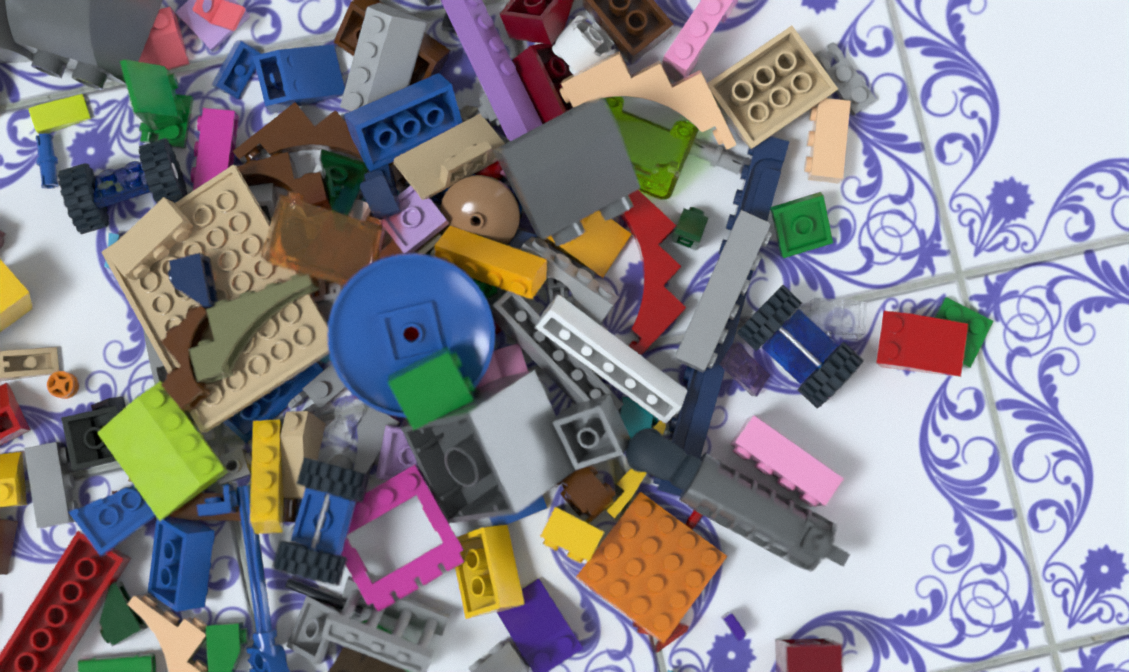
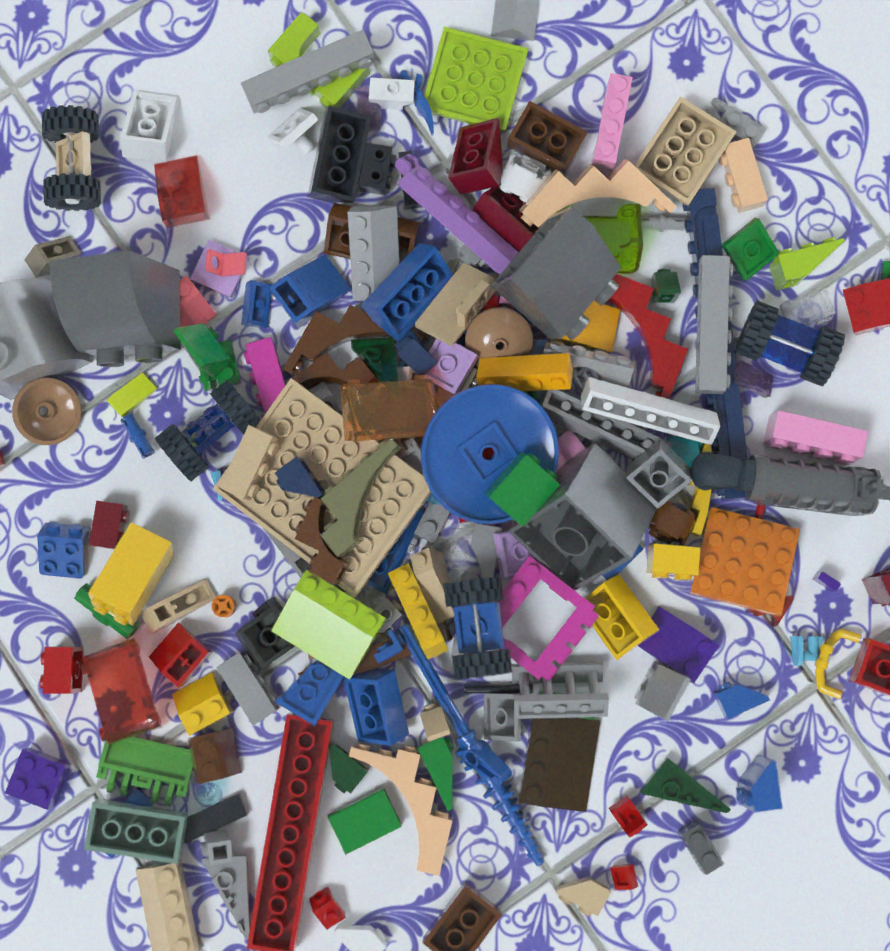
camera: 15 degrees left, 0 degrees up
(236, 606) = (434, 722): none -> tan slope
(843, 264) = (794, 266): none -> lime slope

